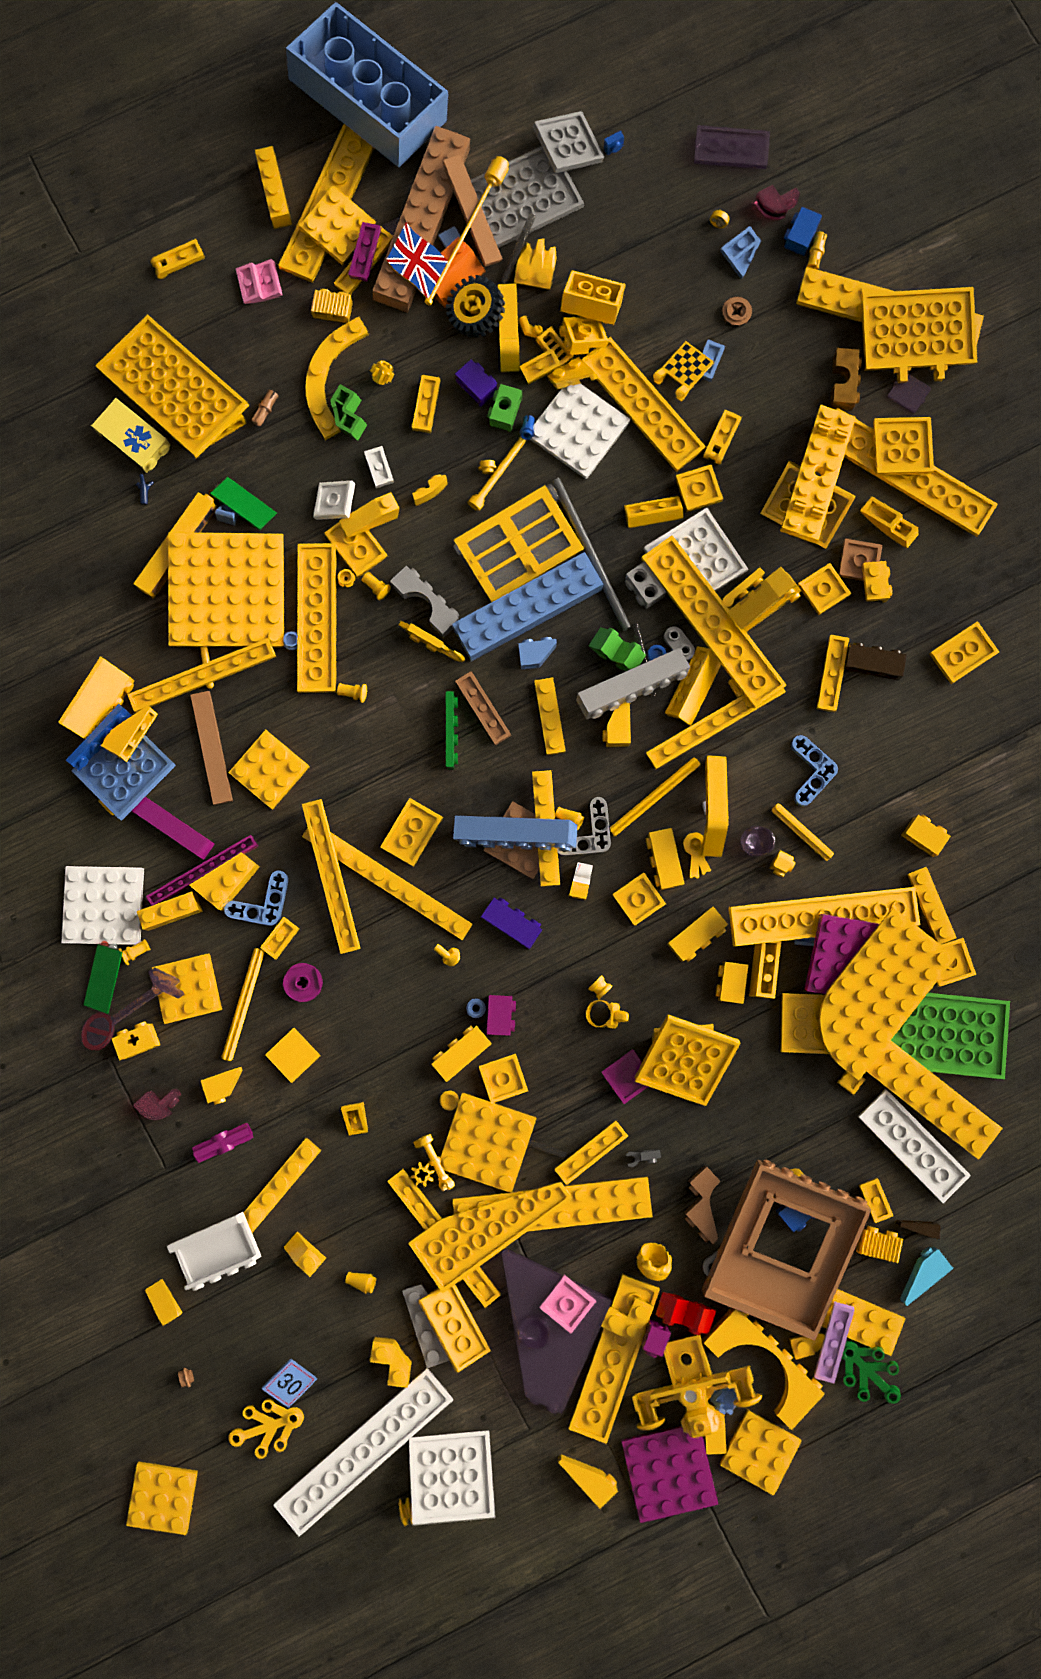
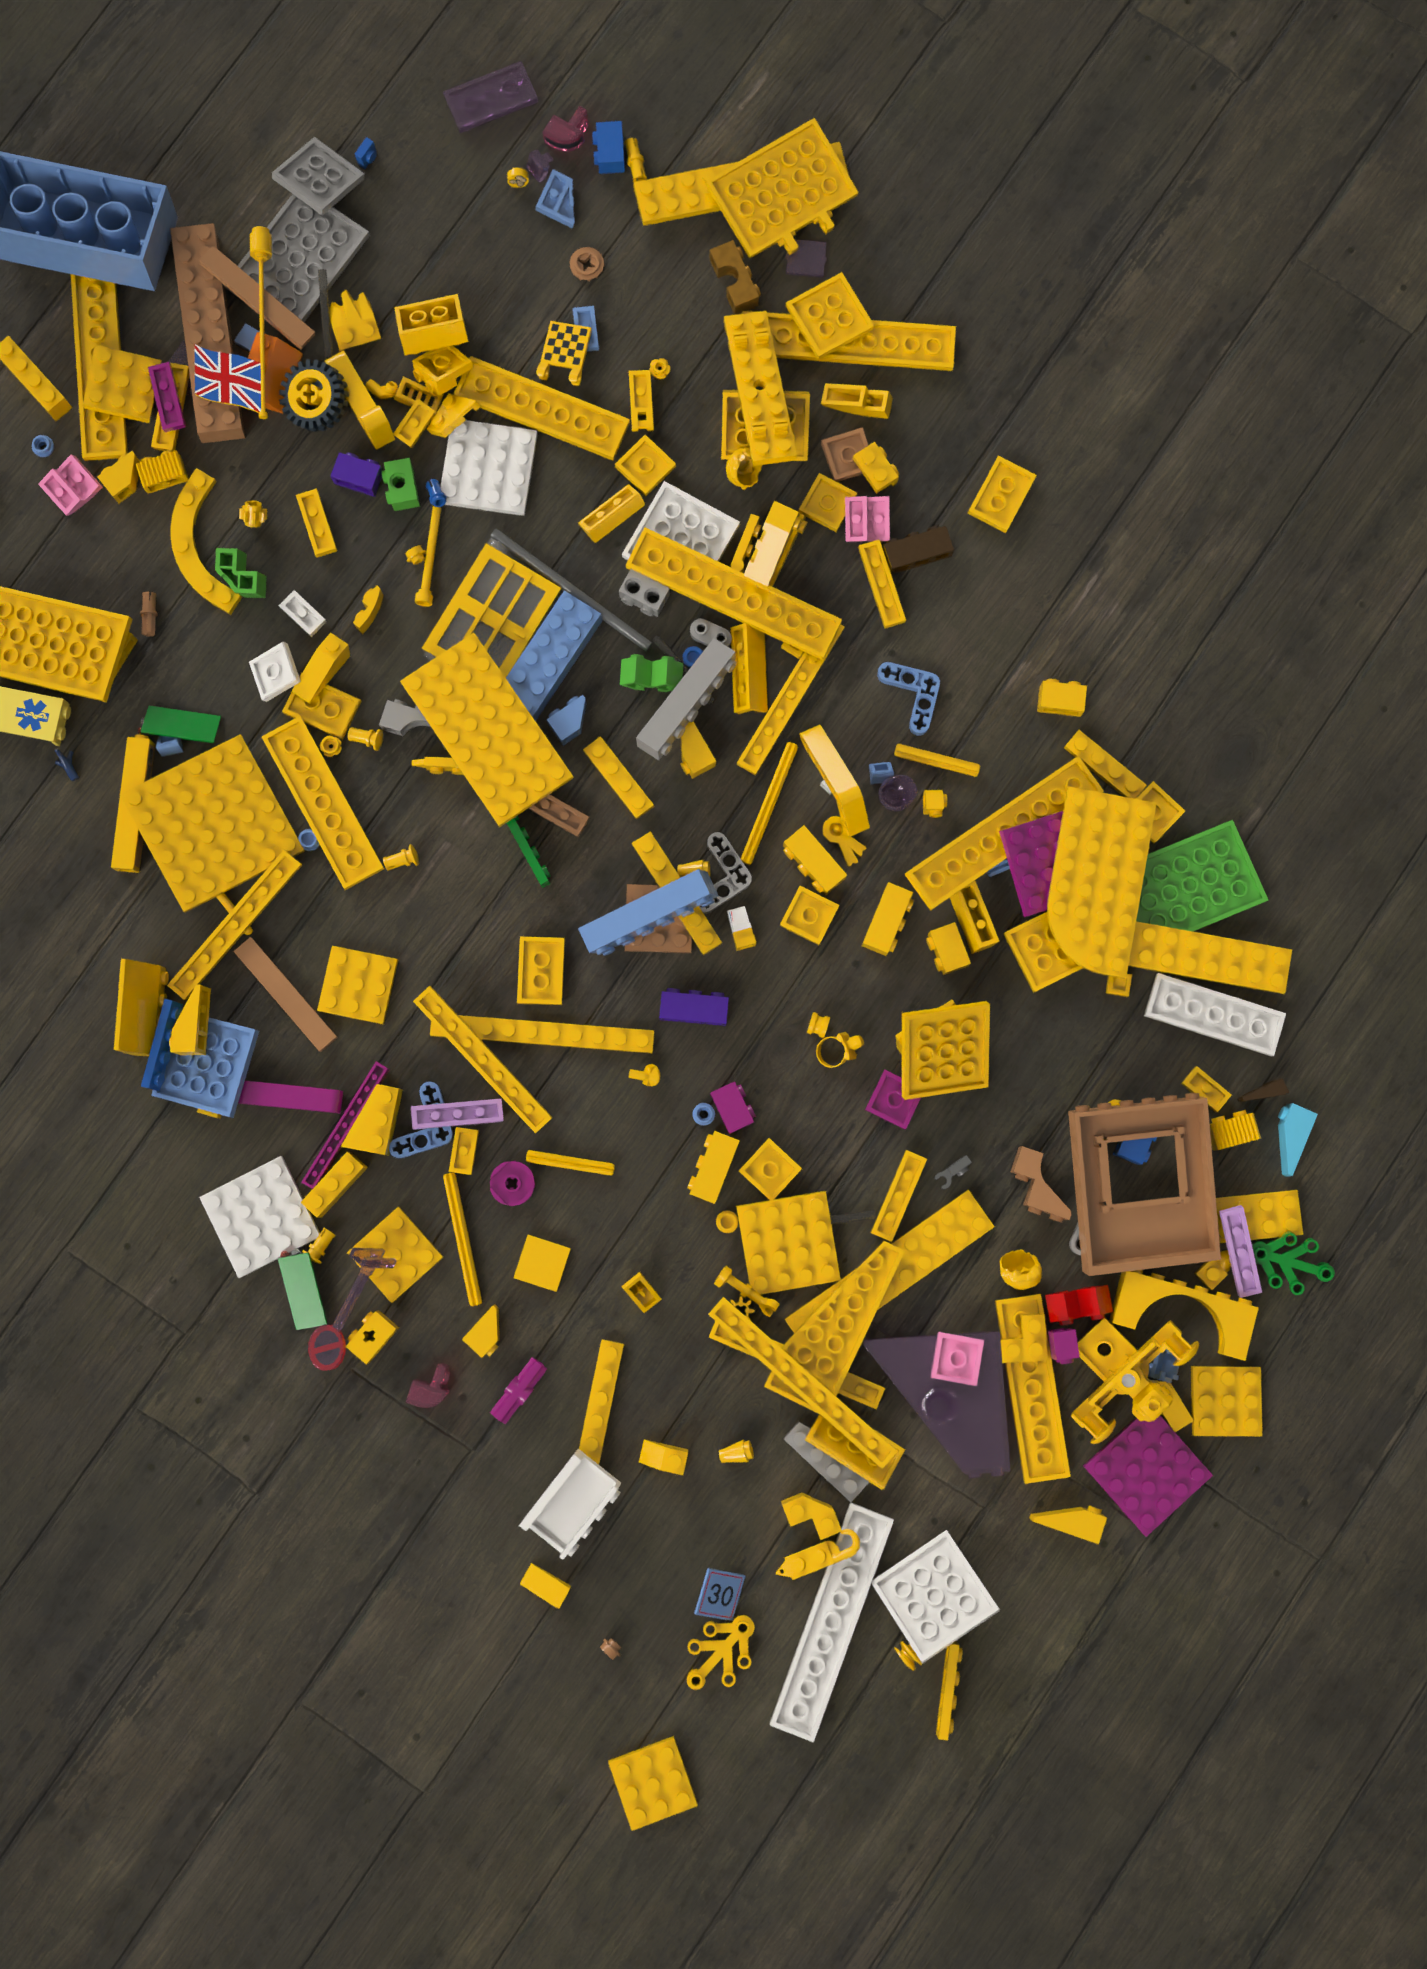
camera: 35 degrees left, 0 degrees up
(254, 237) = (40, 440): none -> medium blue plate
(289, 907) = (456, 1114): none -> lavender plate
(299, 295) = (121, 477): none -> yellow slope
(355, 990) = (570, 1162): none -> yellow axle
(379, 1396) = (818, 1557): none -> yellow plate
(419, 1561) = (947, 1699): none -> yellow plate
(438, 1257) = (802, 1382): none -> yellow plate
(468, 627) = (486, 729): none -> yellow plate
(741, 217) = (538, 164): none -> clear purple tile
(750, 424) = (659, 374): none -> yellow plate
(753, 818) = (880, 772): none -> medium blue slope
(769, 529) = (741, 470): none -> yellow hair
(848, 617) = (867, 519): none -> bright pink slope

